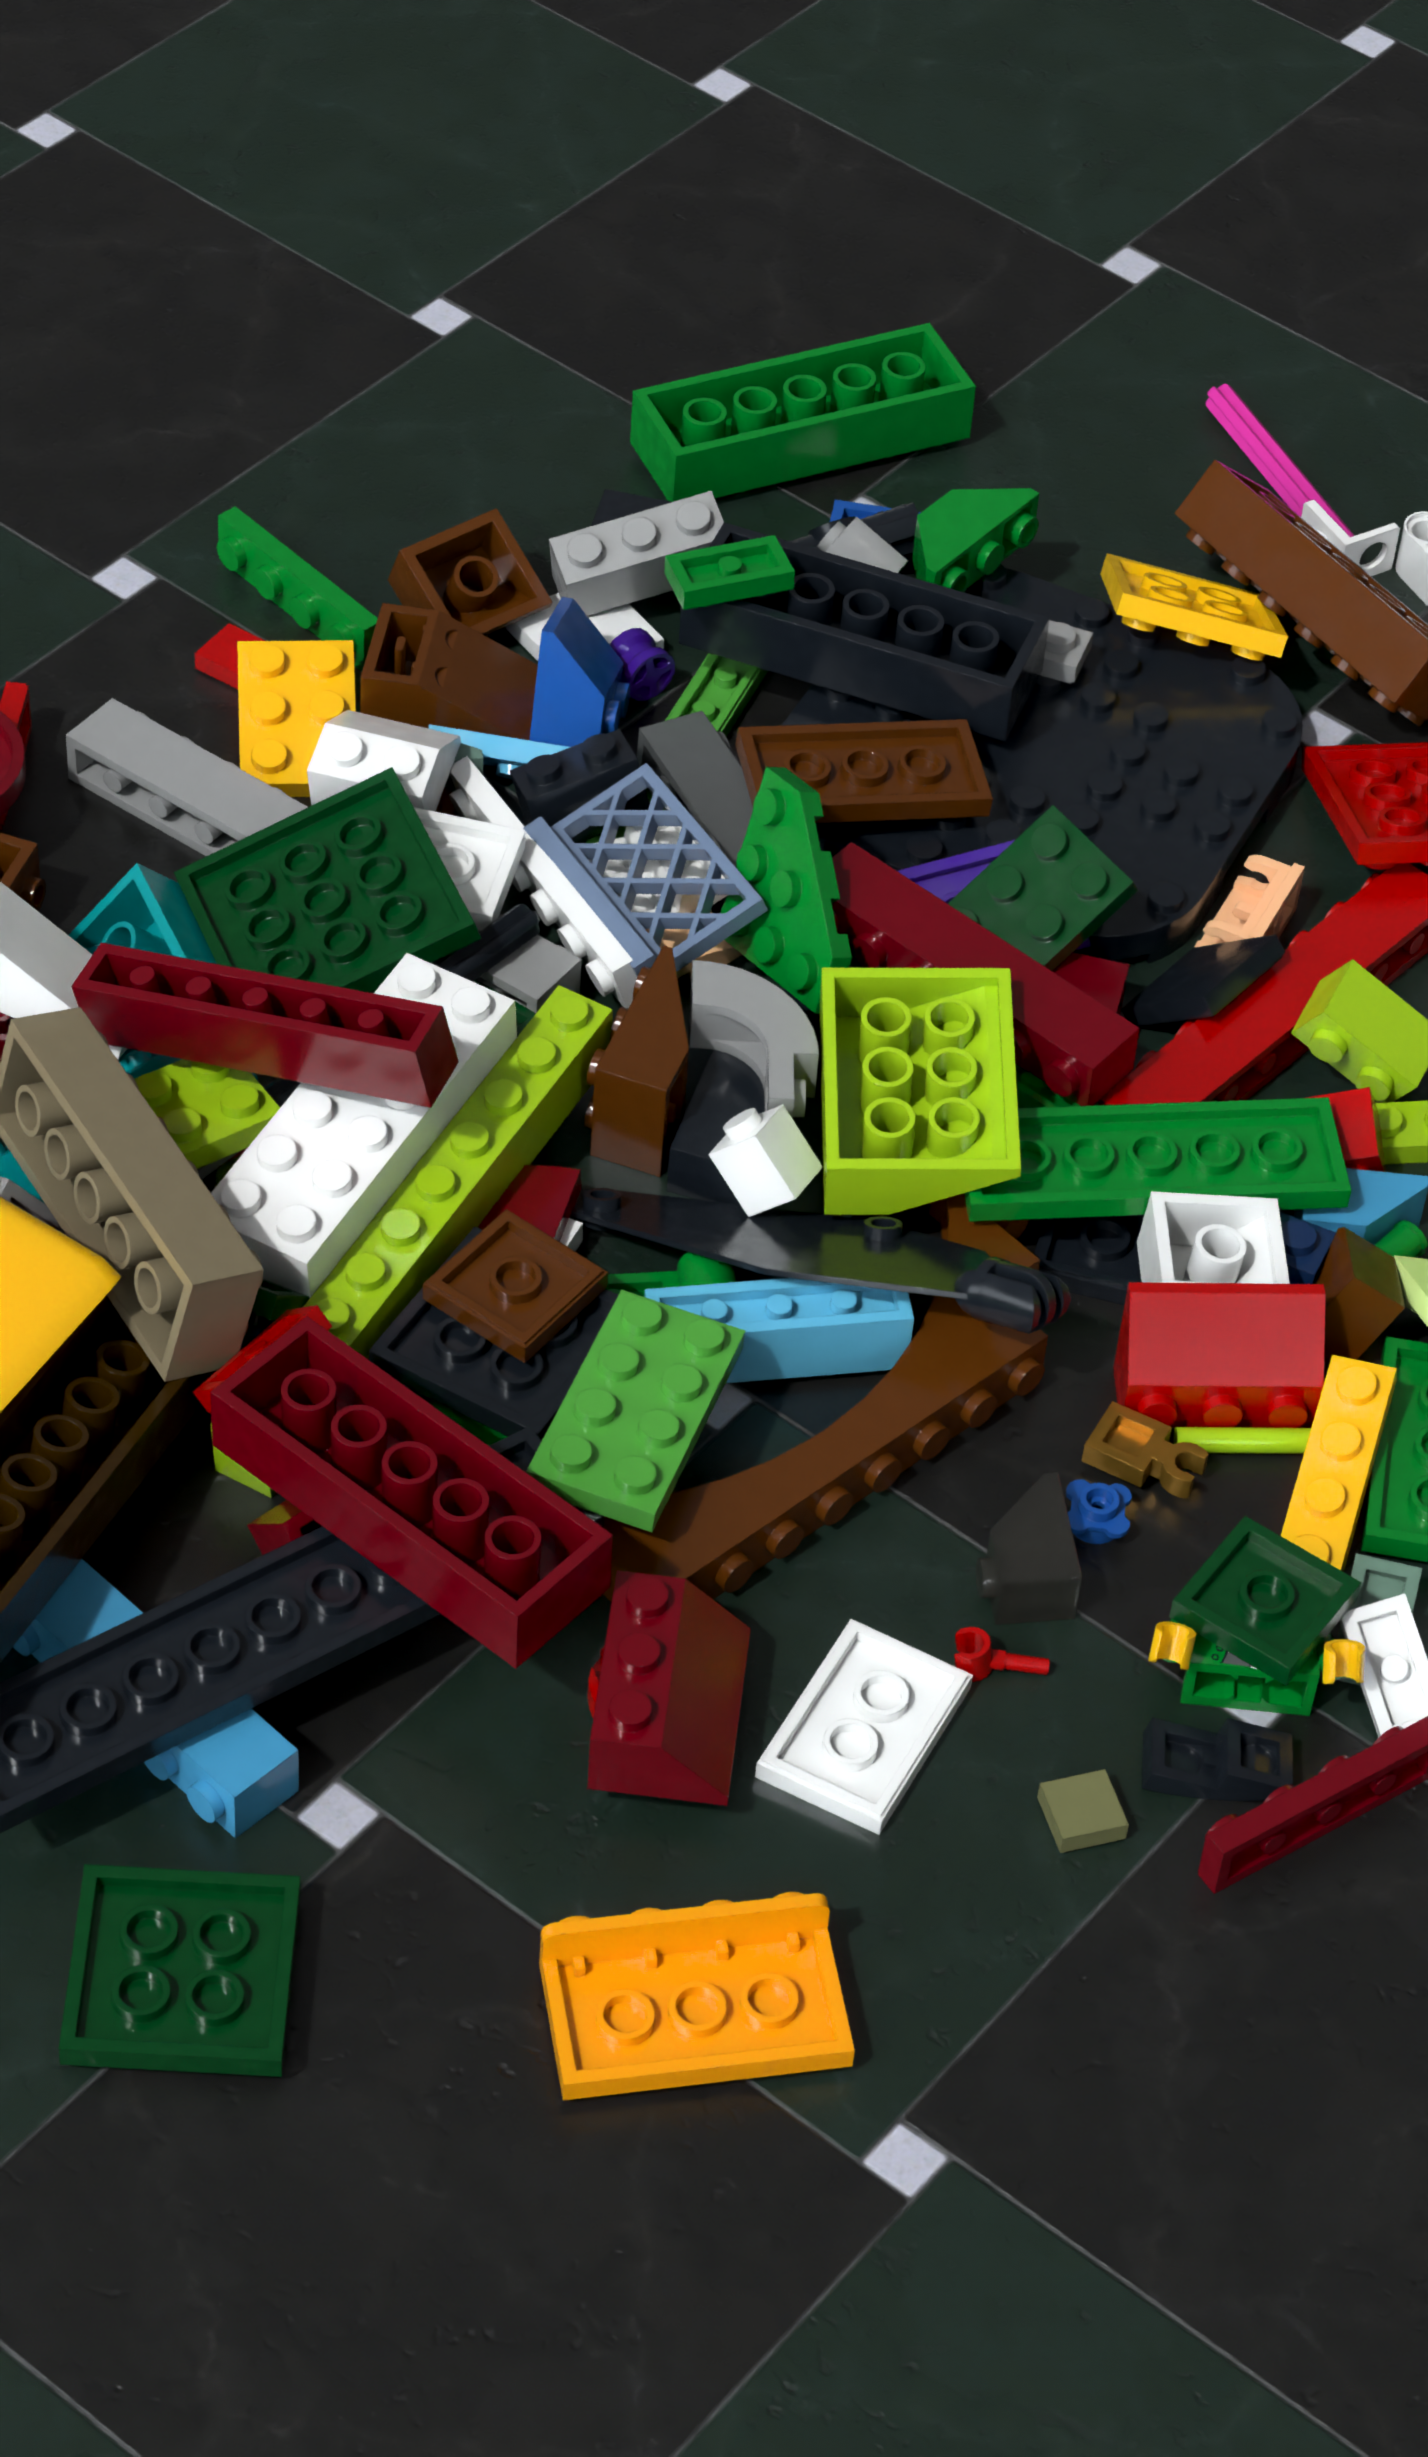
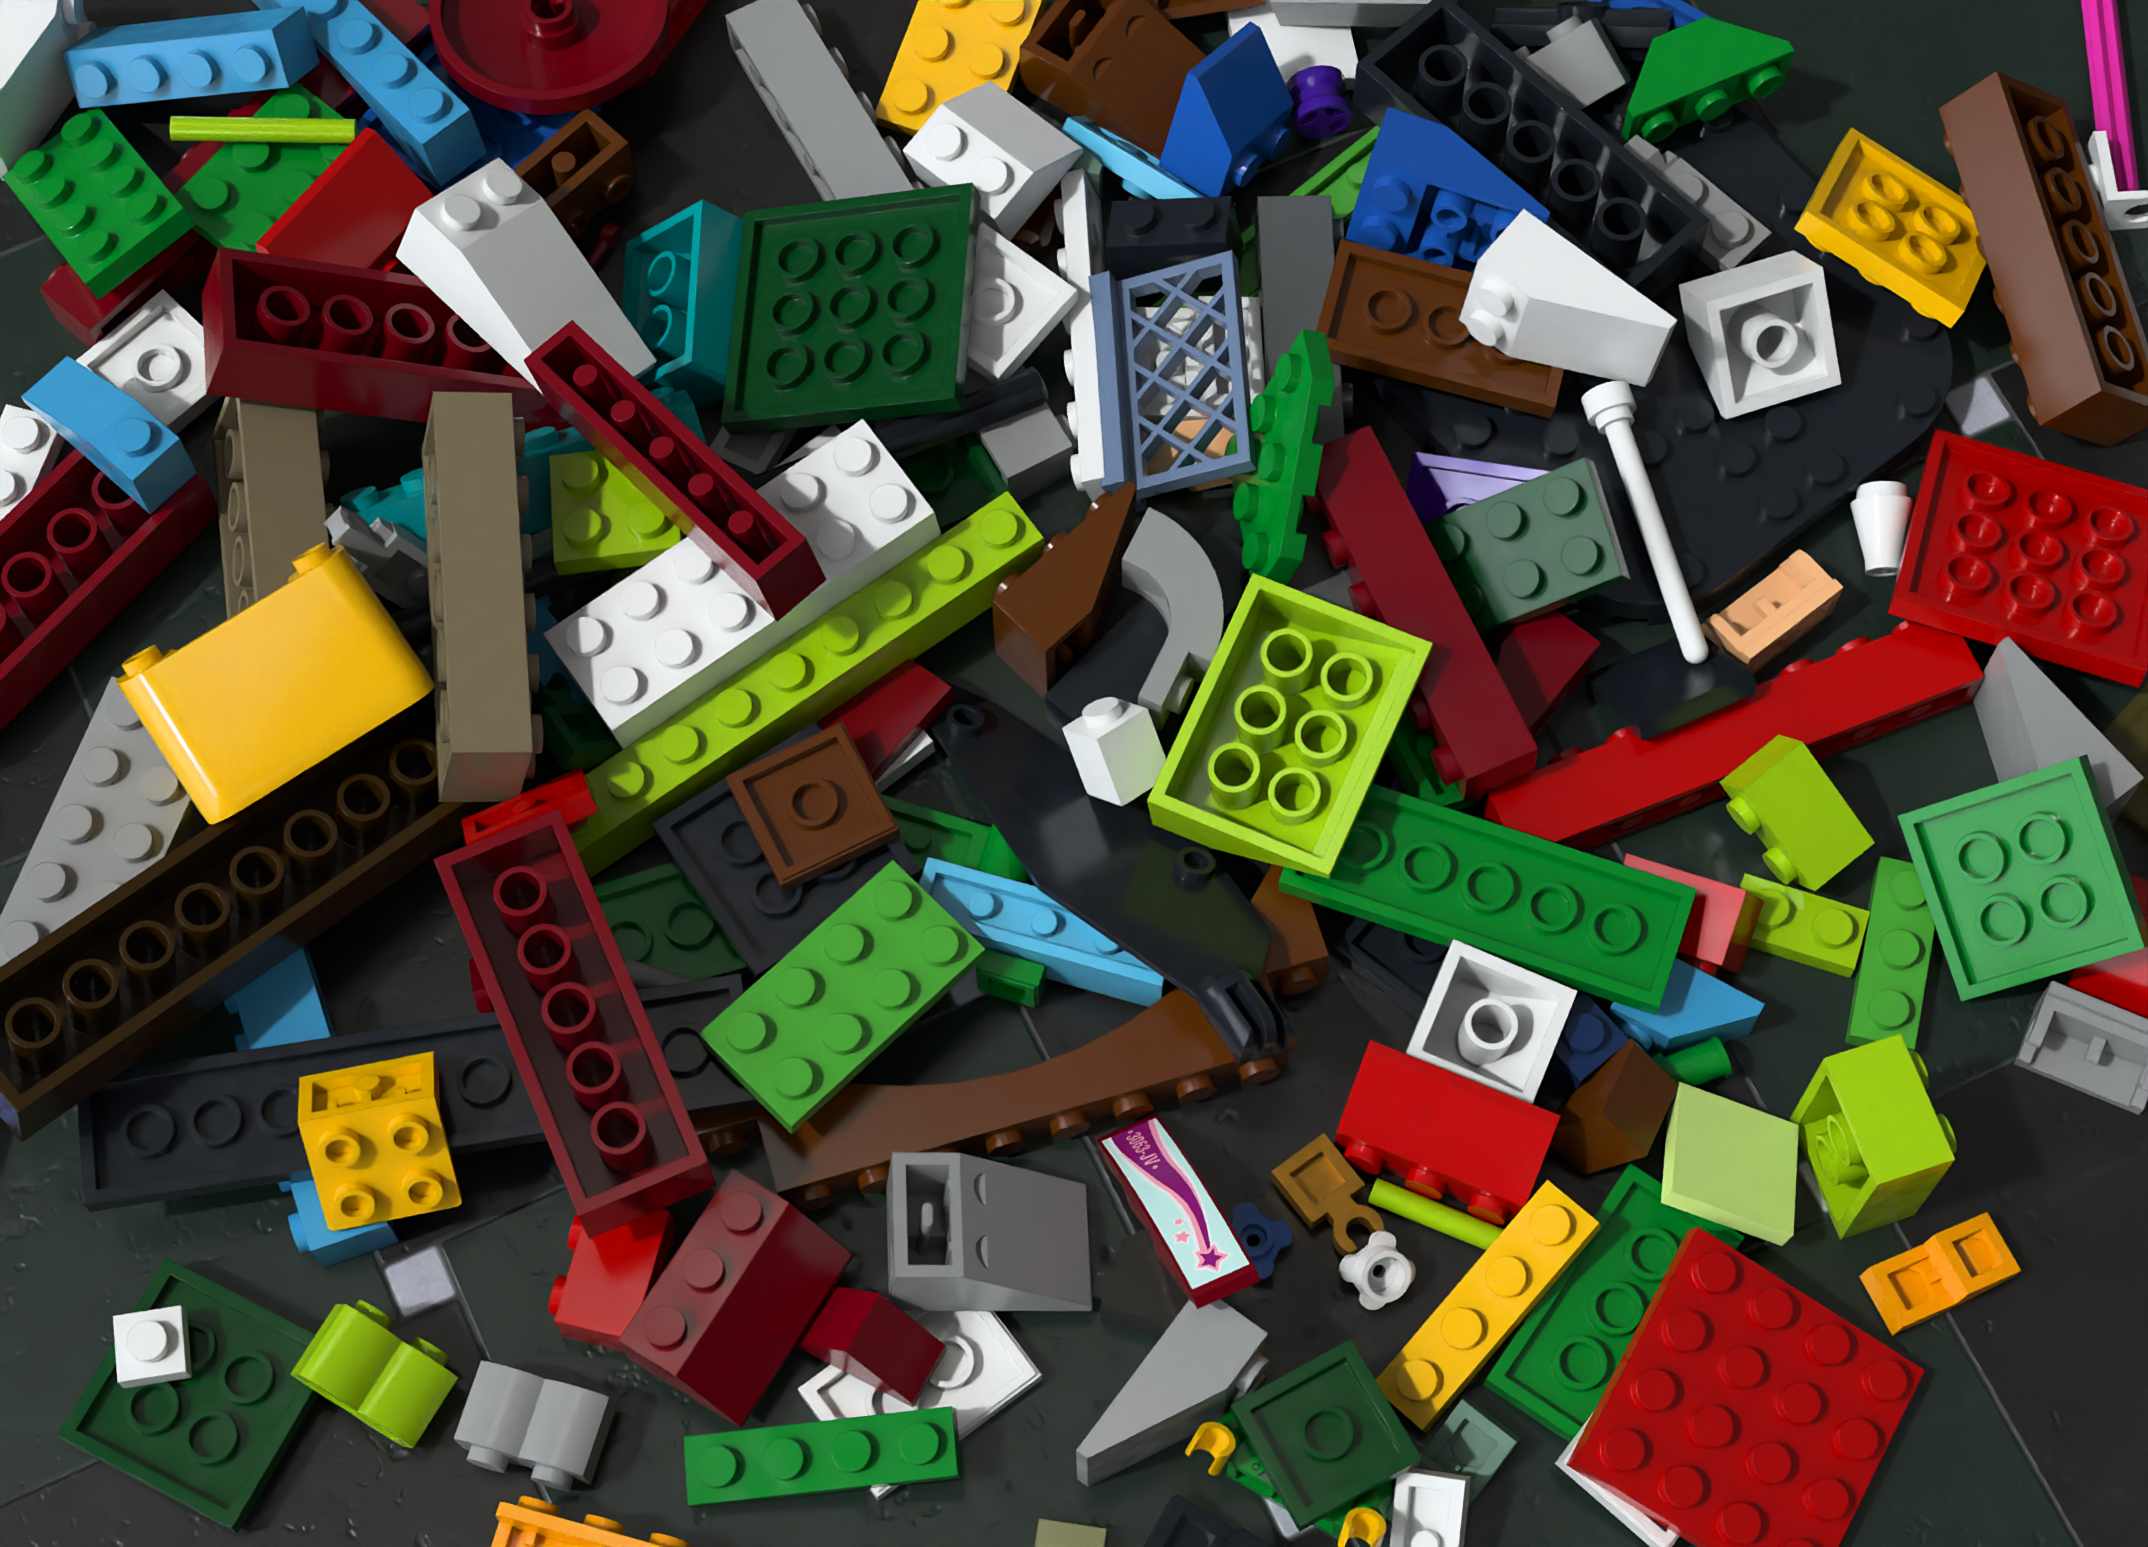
camera: 30 degrees right, 20 degrees up
(118, 1934) = (152, 1346): none -> white plate
(269, 1665) = (377, 1141): none -> yellow bracket
(353, 1881) = (376, 1373): none -> lime brick
(527, 1872) = (534, 1425): none -> light grey brick
(532, 1731) = (610, 1278): none -> red brick
(729, 572) = (1404, 65): green plate -> none
(763, 1380) = (1011, 978): none -> green tile
(808, 1689) = (874, 1343): none -> dark red slope
(813, 670) = (1434, 195): none -> blue slope
(814, 1803) = (822, 1457): none -> green plate
(854, 1574) = (984, 1236): none -> light grey slope
(973, 706) = (1562, 308): none -> white slope
(979, 1658) = (1075, 1363): red hand -> none
(1036, 1476) = (1178, 1211): none -> slope
(1038, 789) = (1612, 410): none -> white piece
(1115, 1616) = (1187, 1379): none -> light grey slope
(1131, 700) = (1762, 332): none -> white slope
(1222, 1491) = (1390, 1283): none -> white plate
(1301, 824) = (1882, 525): none -> white cone

